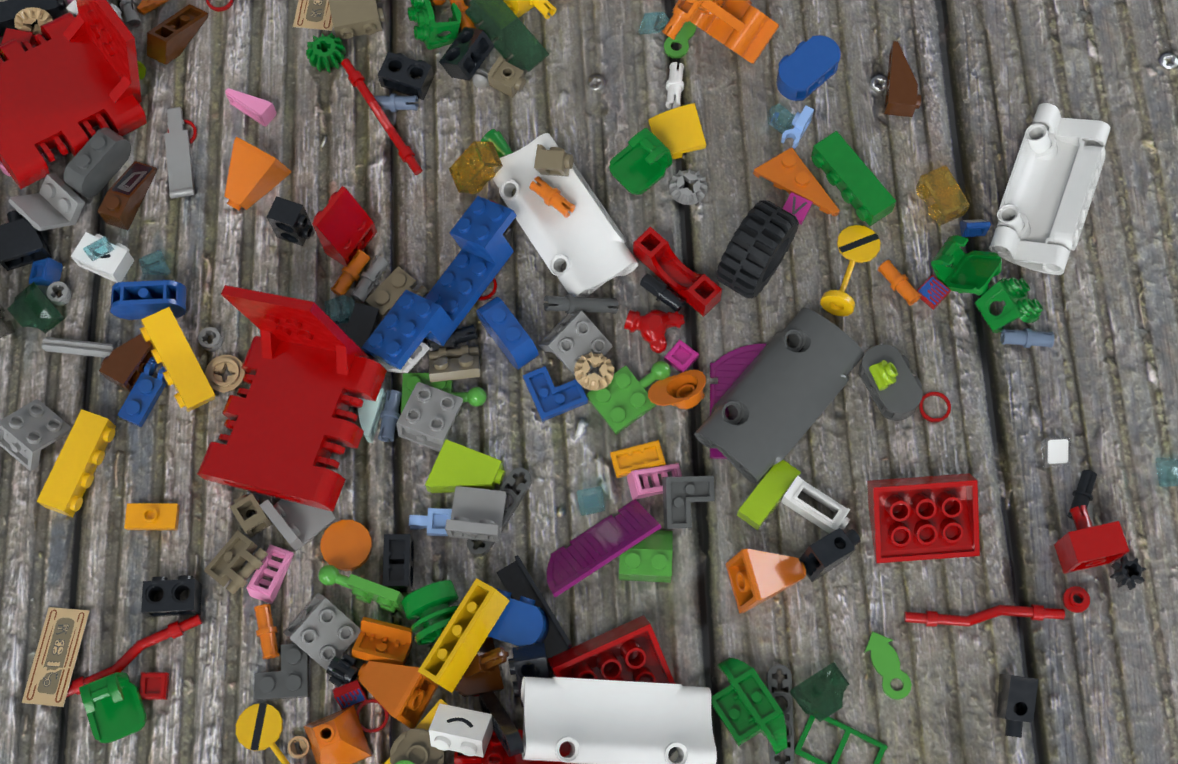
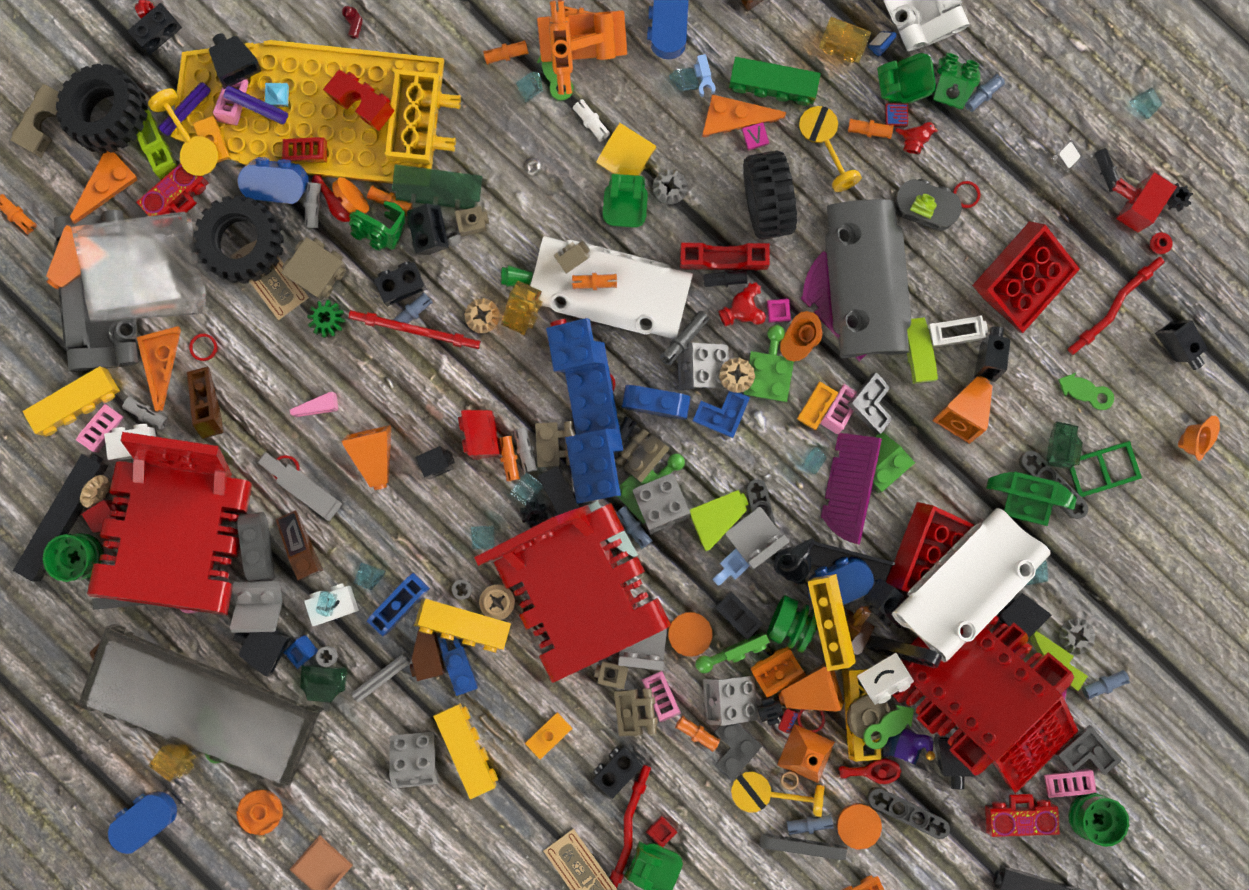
camera: 50 degrees left, 15 degrees up
(447, 160) = (492, 317): none -> tan gear
(488, 561) = (794, 562): none -> black piece
(933, 322) = (916, 137): none -> red animal

